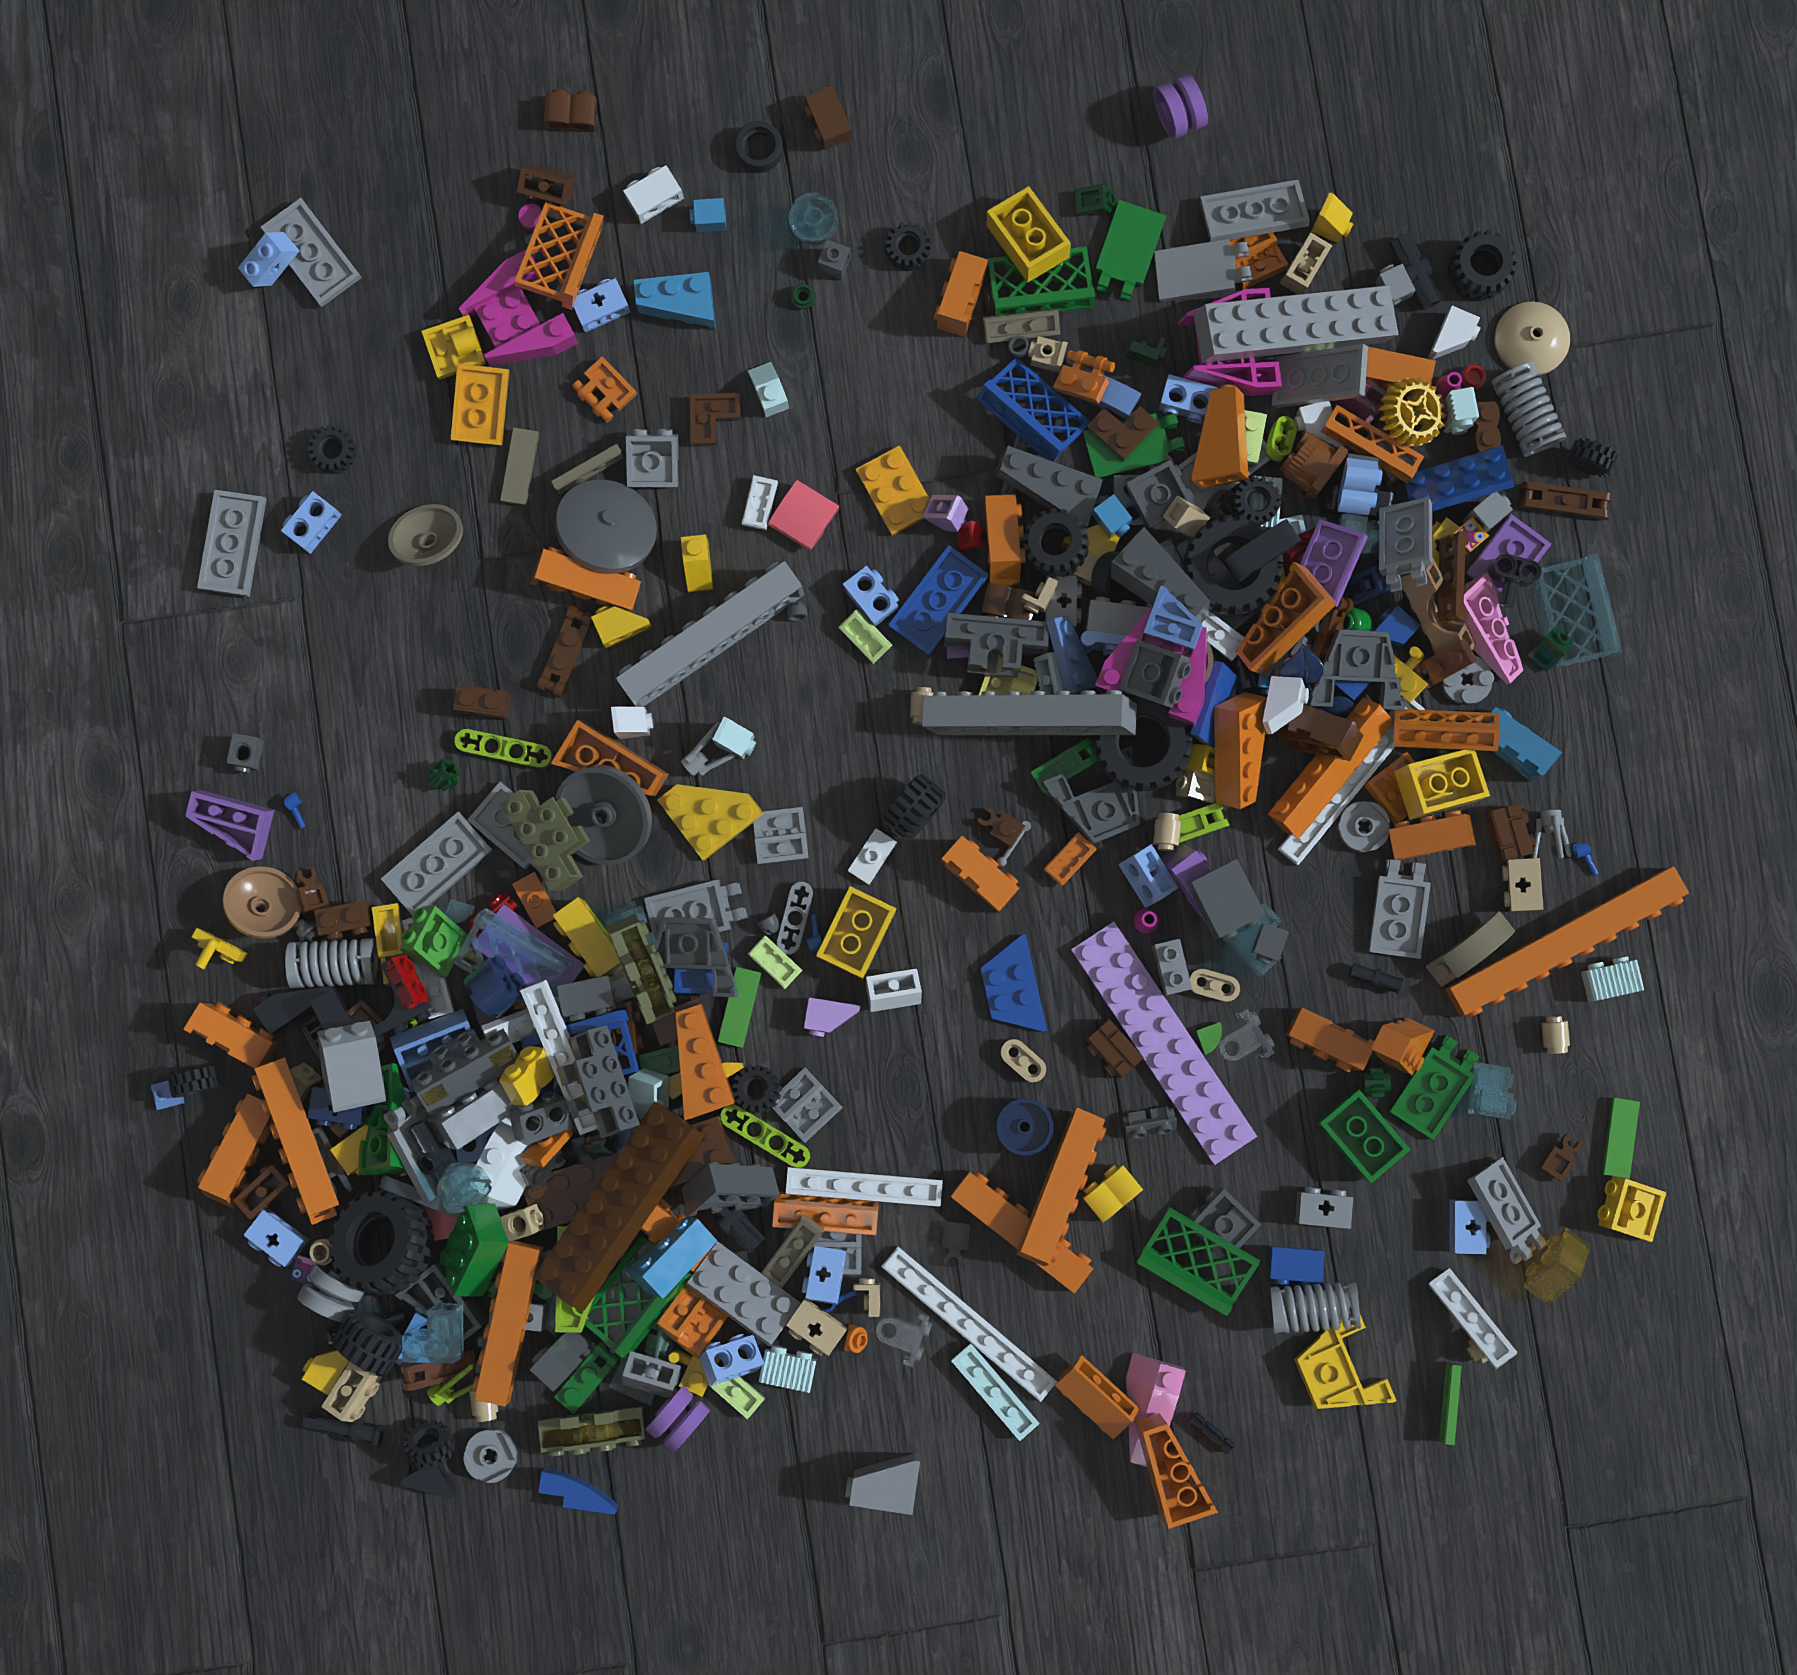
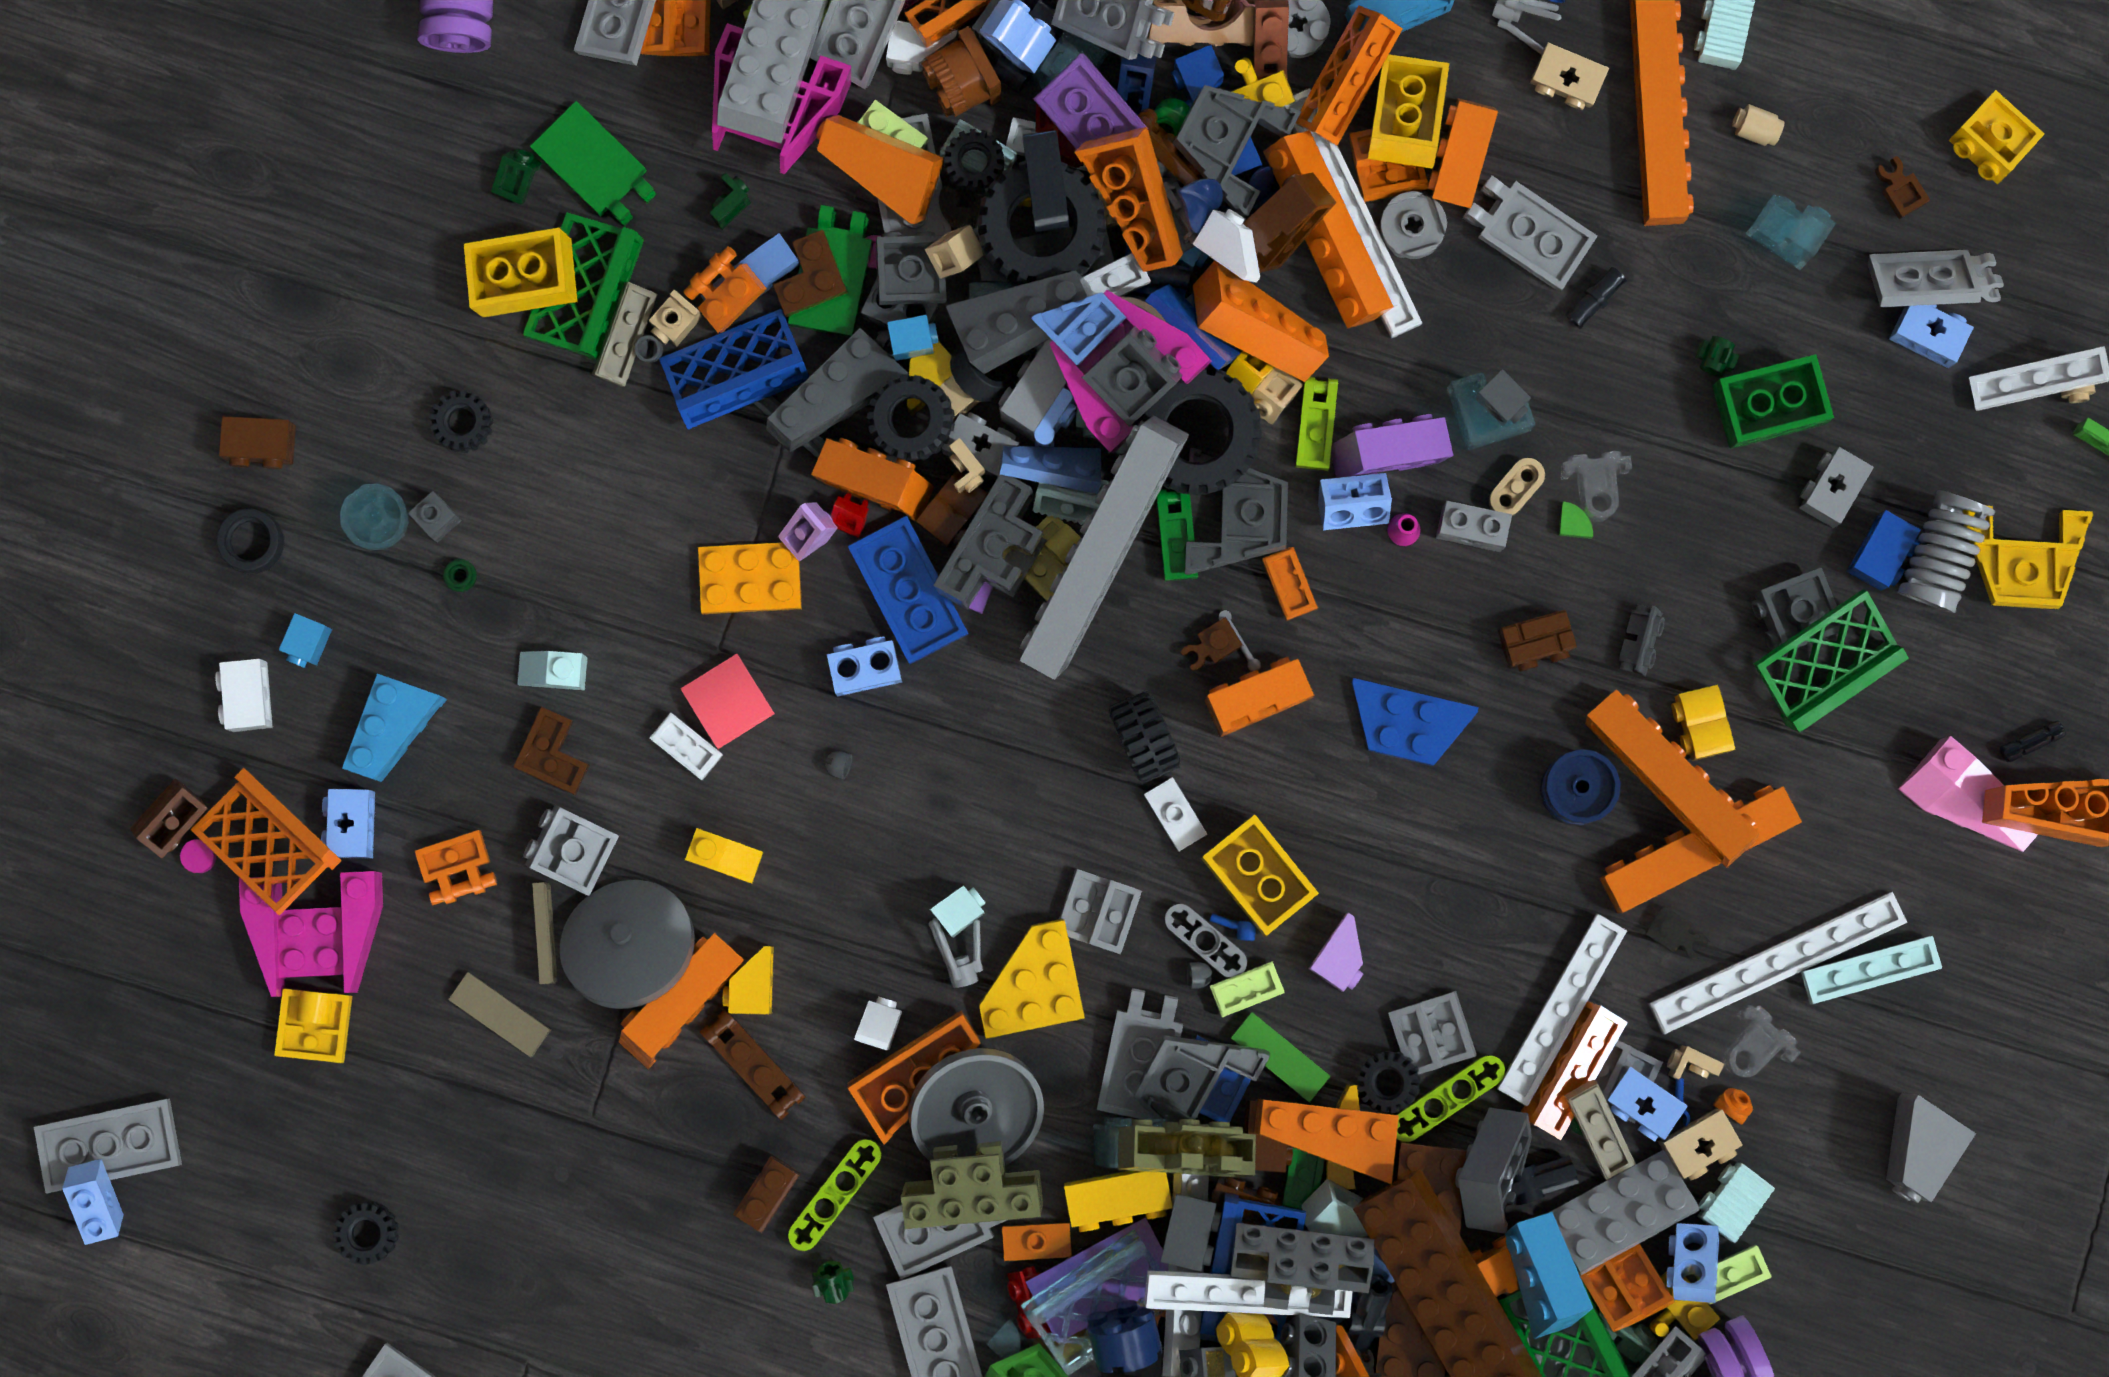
camera: 65 degrees left, 0 degrees up
(316, 526) = (452, 1297): light blue brick -> none
(425, 535) = (518, 1169): dark tan dish -> none
(479, 404) = (401, 1027): light orange plate -> none
(570, 111) = (91, 747): reddish brown brick -> none
(710, 635) = (821, 880): light grey brick -> none
(865, 636) = (908, 697): yellowish green plate -> none
(893, 990) = (1348, 864): white brick -> none
(917, 702) = (1021, 672): tan brick -> none
(961, 293) = (551, 386): orange wedge -> none
(1023, 1060) = (1500, 753): tan plate -> none
(1097, 1397) = (1933, 853): orange brick -> none
(1164, 1043) = (1555, 578): lavender plate -> none
(1167, 831) = (1313, 454): tan brick -> none
(1188, 391) = (801, 177): light blue brick -> none
(1200, 269) = (662, 93): light grey tile -> none
(1226, 900) = (1429, 423): dark grey brick -> none
(1286, 440) = (915, 93): lime beam -> none
(1329, 1040) = (1645, 385): orange wedge -> none
(1402, 1044) = (1690, 302): orange wedge -> none
(1435, 1088) = (1754, 292): green tile -> none
(1471, 950) = (1618, 171): dark tan arch -> none
(1510, 832) = (1500, 61): reddish brown brick -> none
(1558, 1267) = (2027, 251): clear yellow brick -> none
(1620, 1138) = (1909, 110): bright green tile -> none

